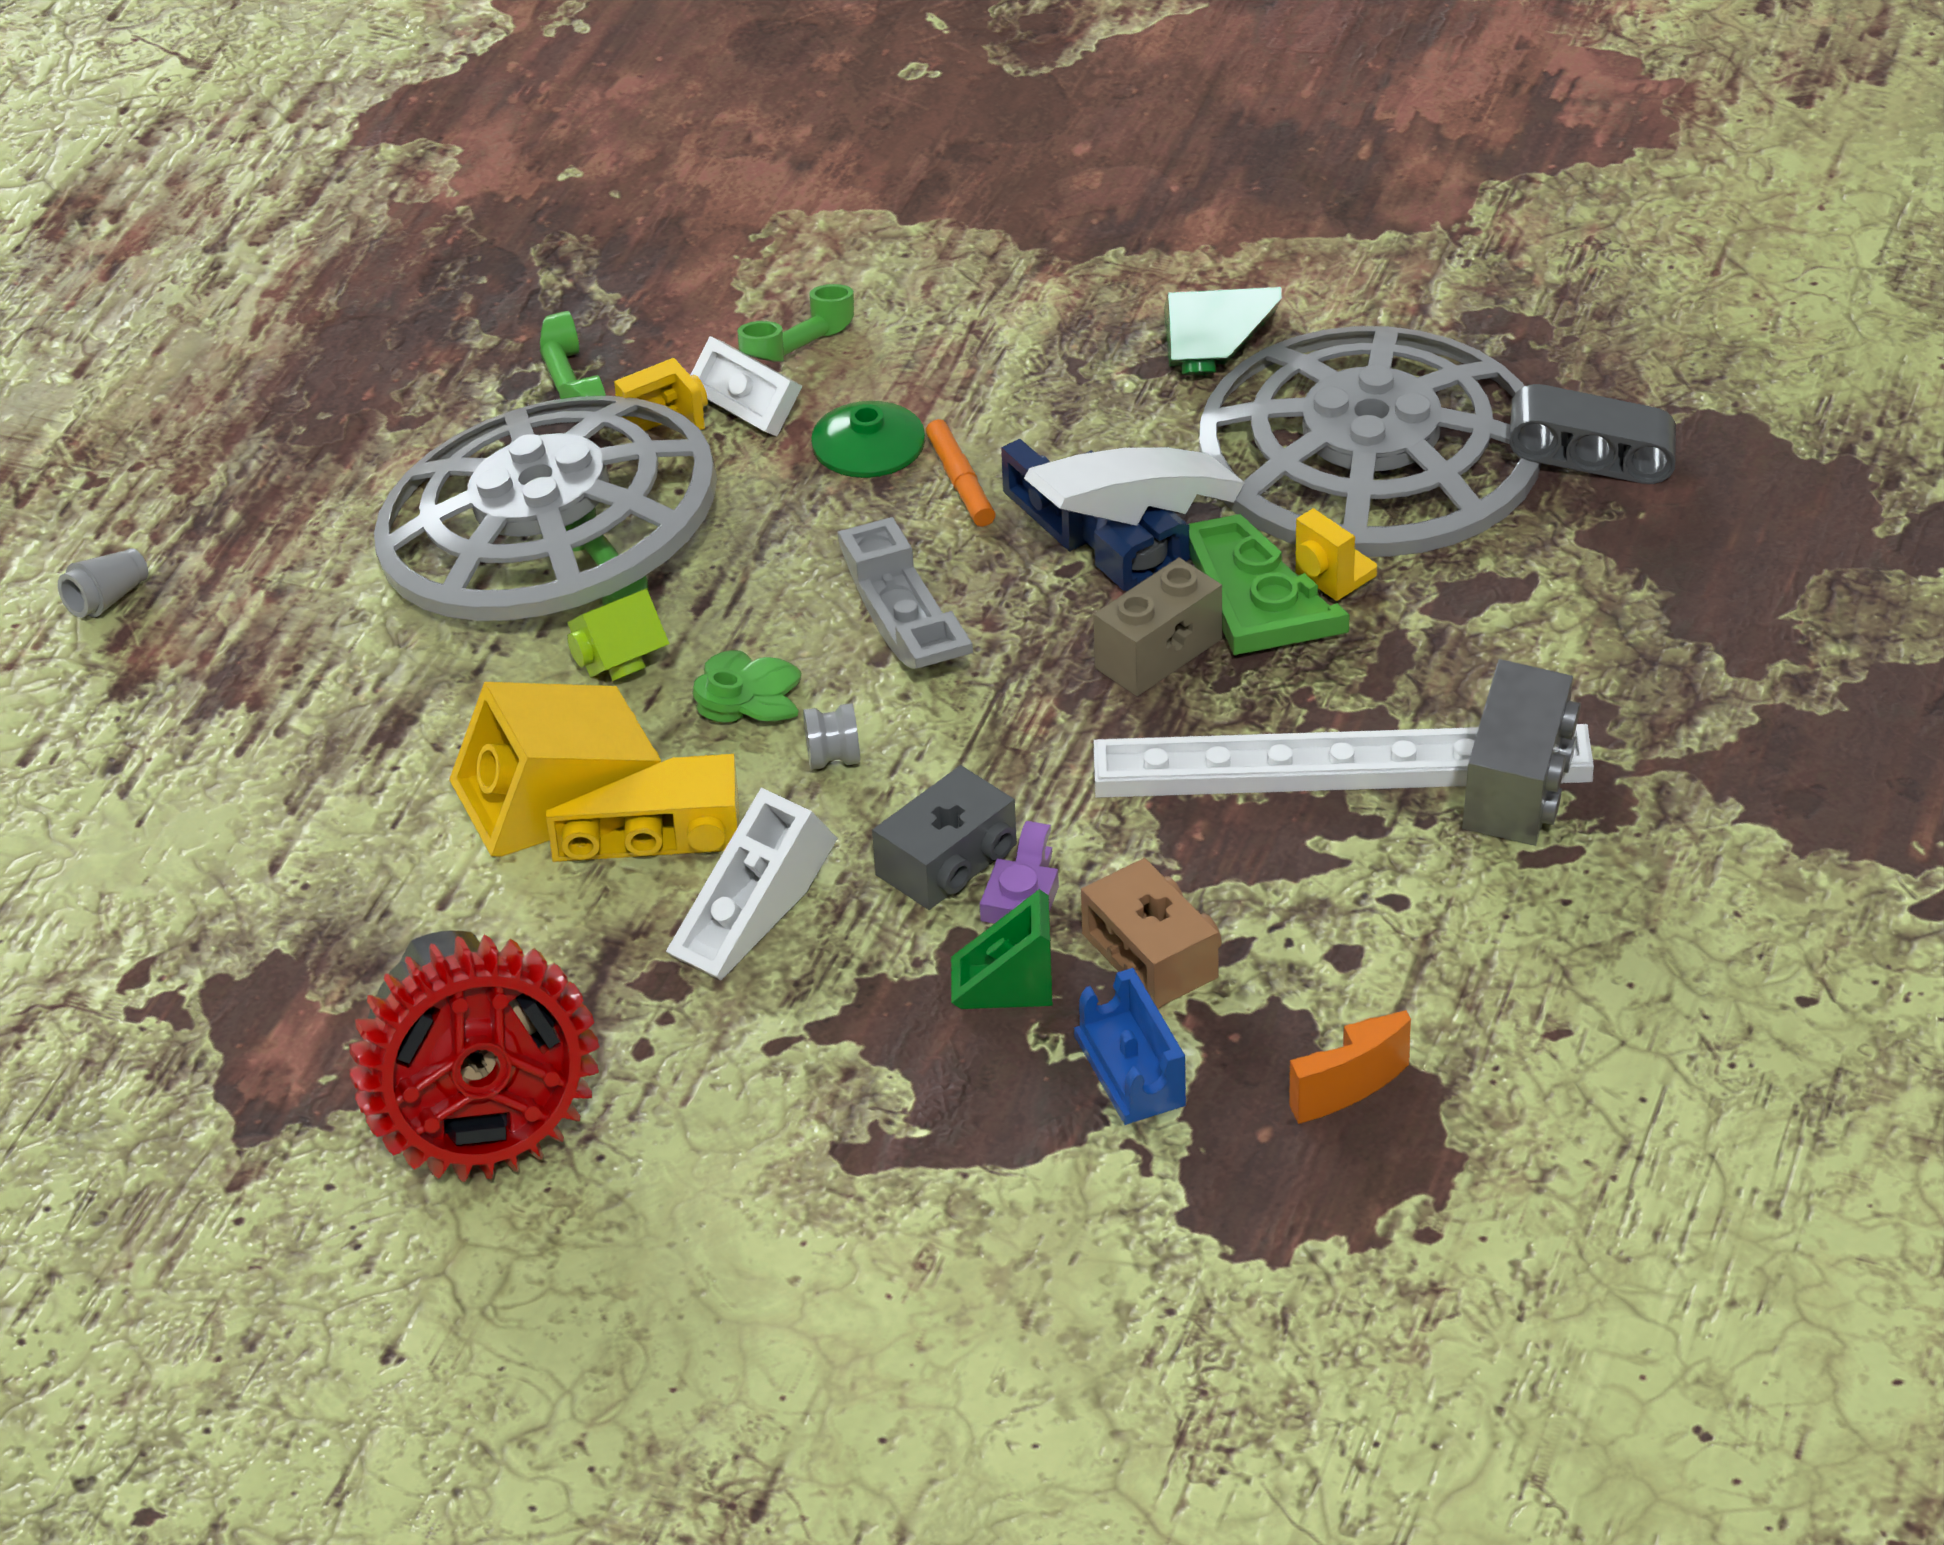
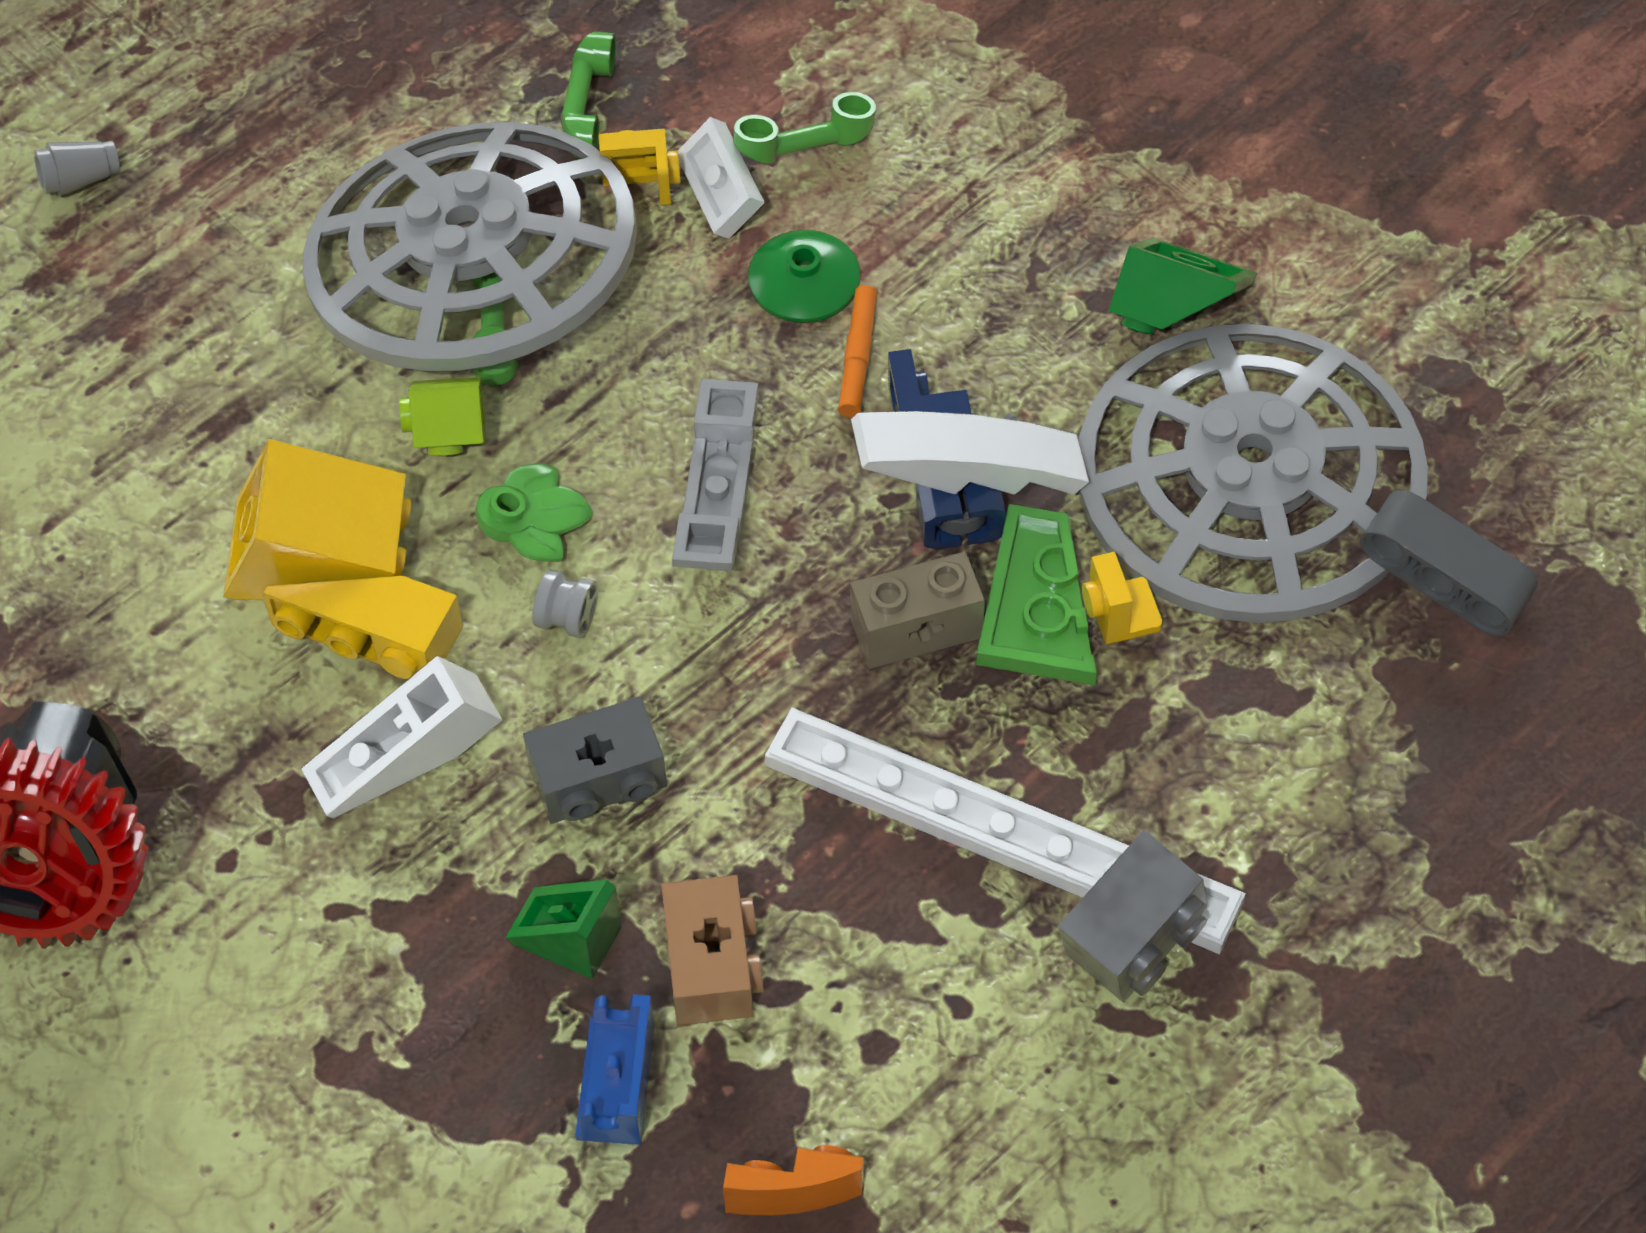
camera: 25 degrees right, 15 degrees up
(1019, 879) = (637, 843): medium lavender plate -> none

